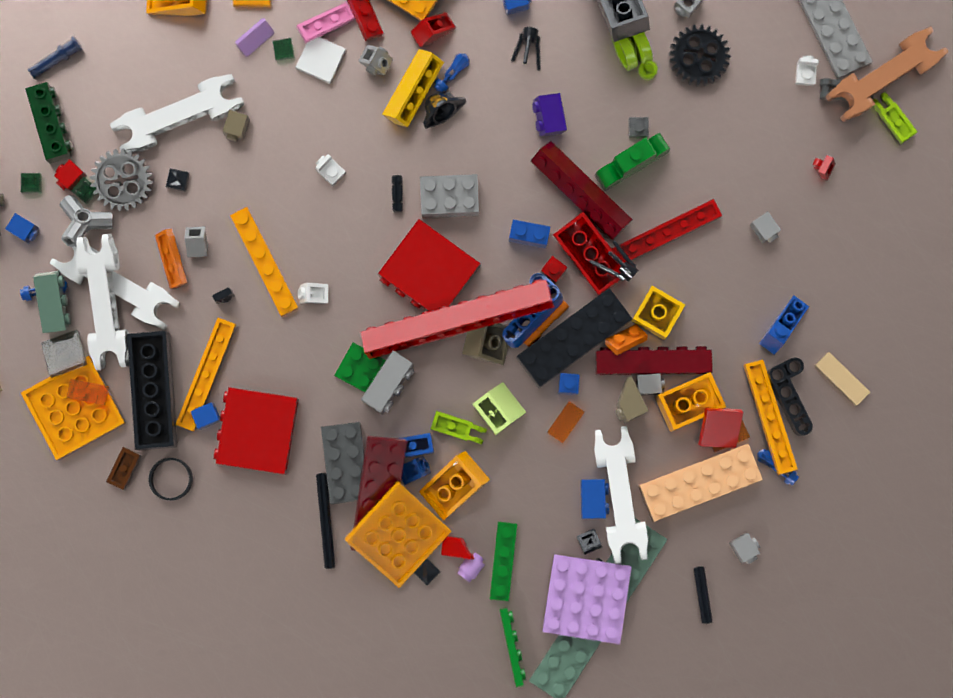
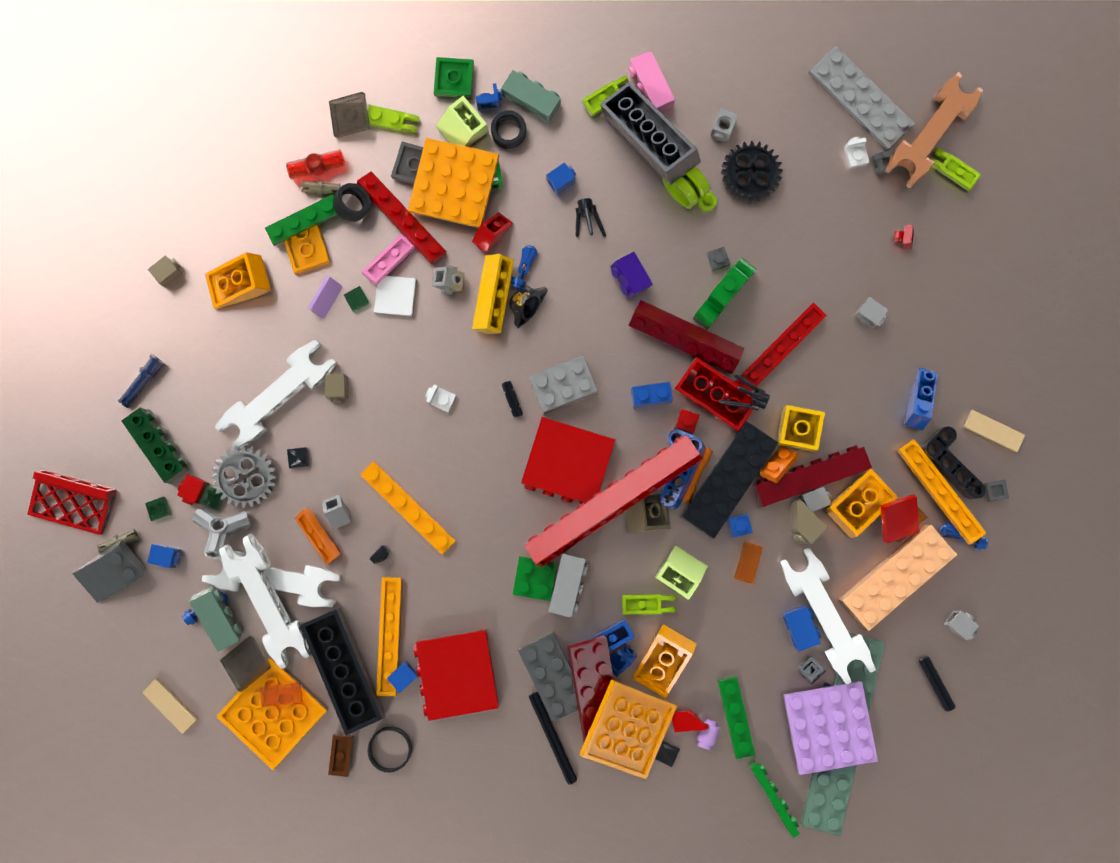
camera: 15 degrees left, 0 degrees up
(313, 293) = (465, 522): white bracket -> none
(824, 434) = (996, 490): none -> flat silver plate

